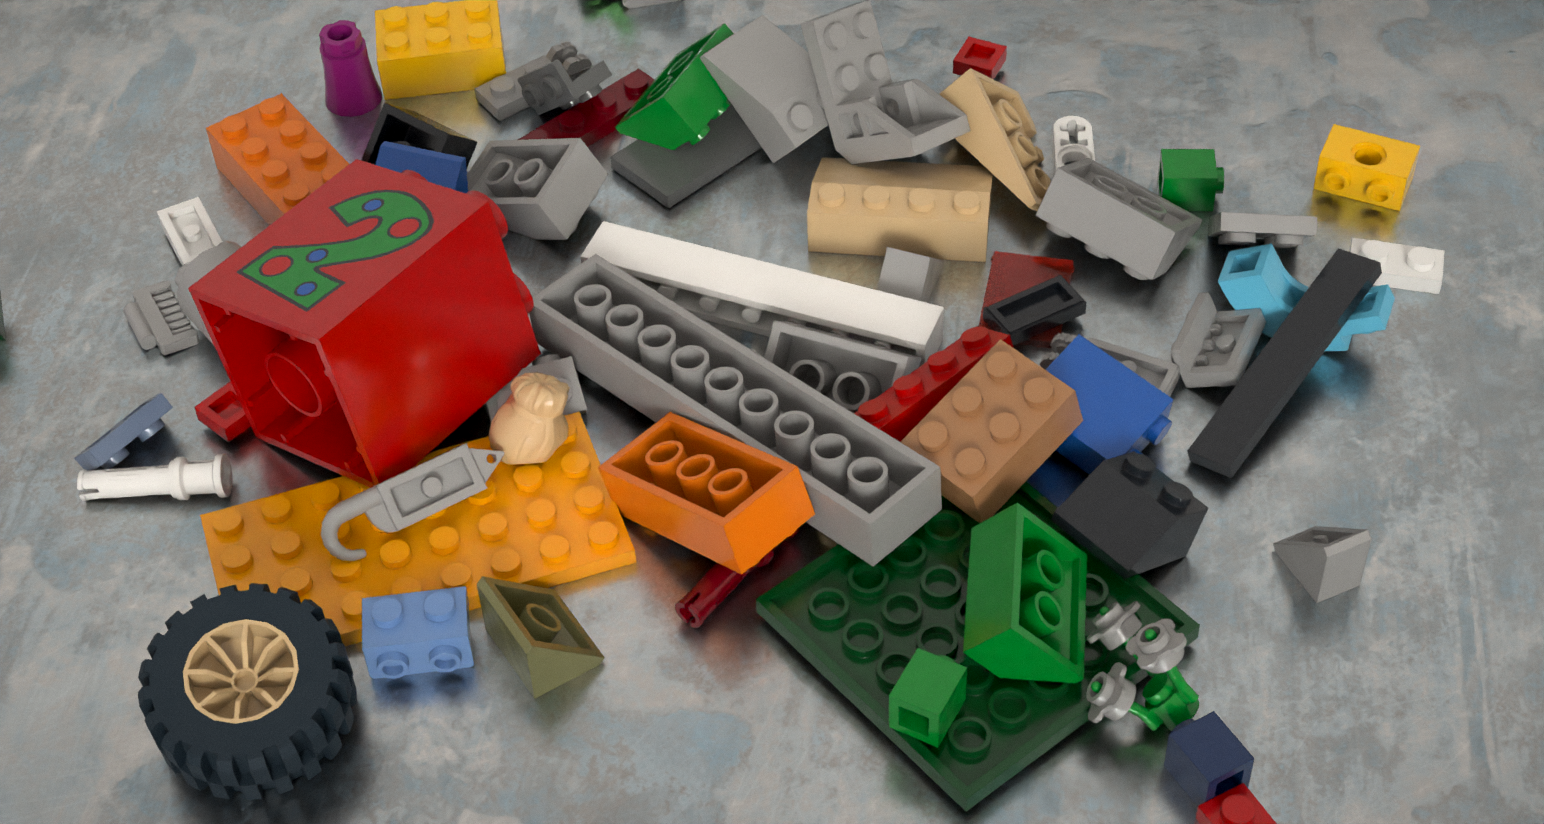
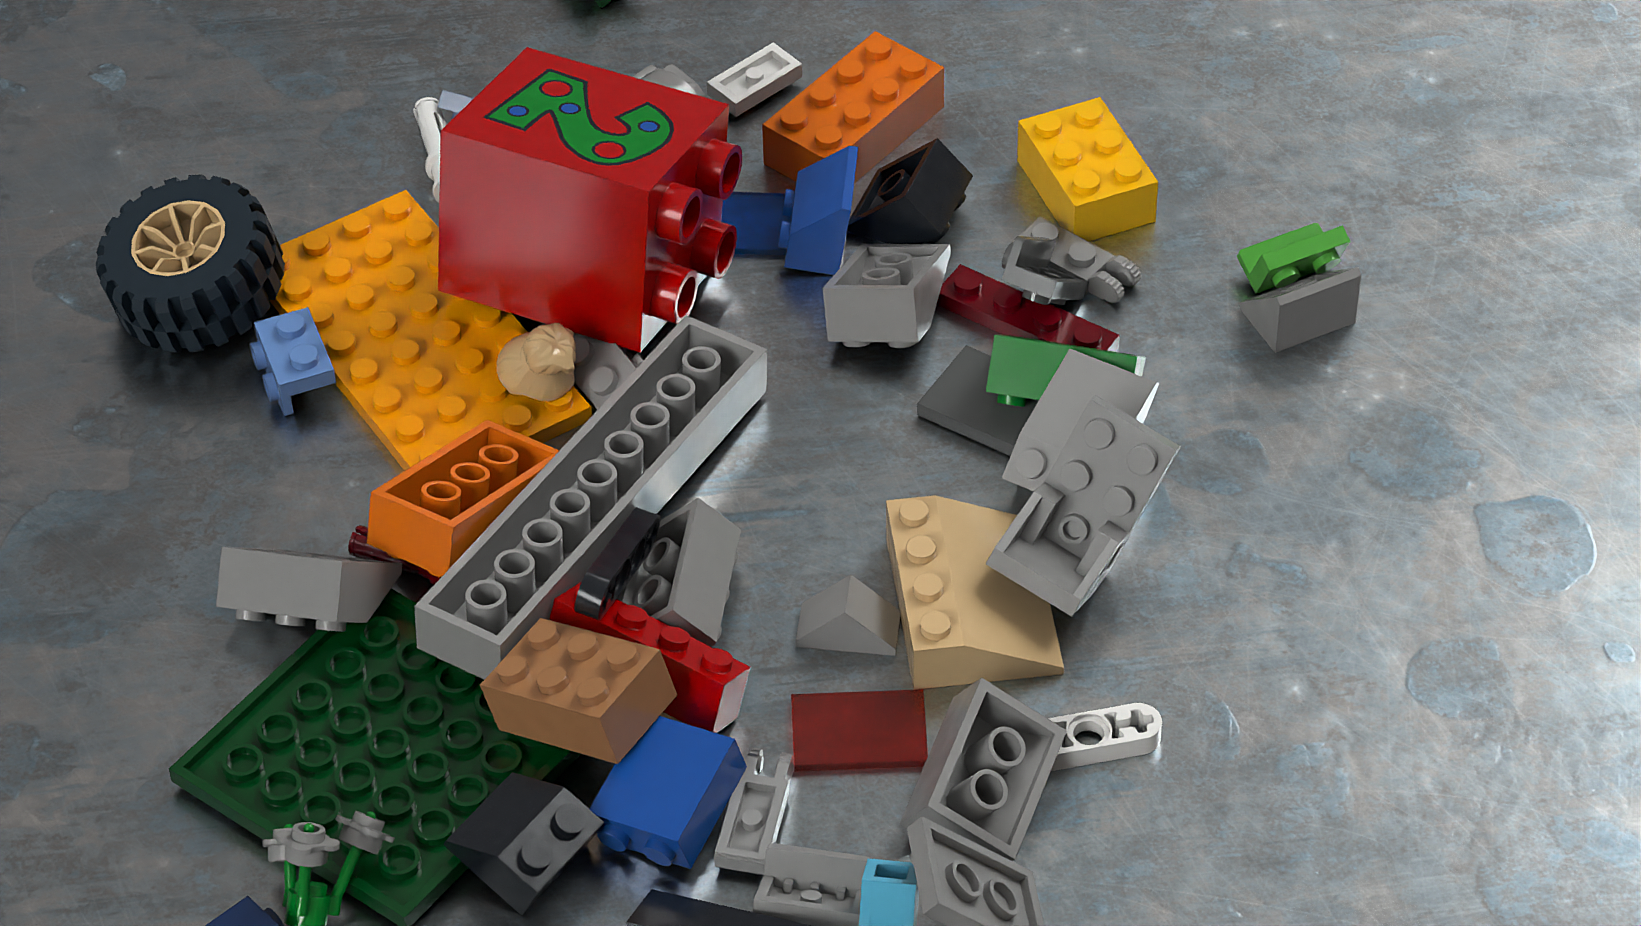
camera: 75 degrees right, 0 degrees up
(347, 71) = (1011, 98): magenta plant -> none
(412, 495) = (431, 307): light grey plate -> none
(536, 634) = (308, 435): olive slope -> none
(755, 292) = (780, 509): white brick -> none
(761, 645) = (302, 586): none -> light grey slope
(849, 386) = (617, 564): none -> black beam
(927, 697) = (258, 708): green brick -> none
(980, 56) = (1240, 621): red plate -> none
(1000, 134) = (1101, 656): tan wedge -> none
(1025, 599) = (388, 763): green slope -> none
(1035, 310) = (828, 732): black tile -> none
(1190, 178) = (1080, 837): green brick -> none

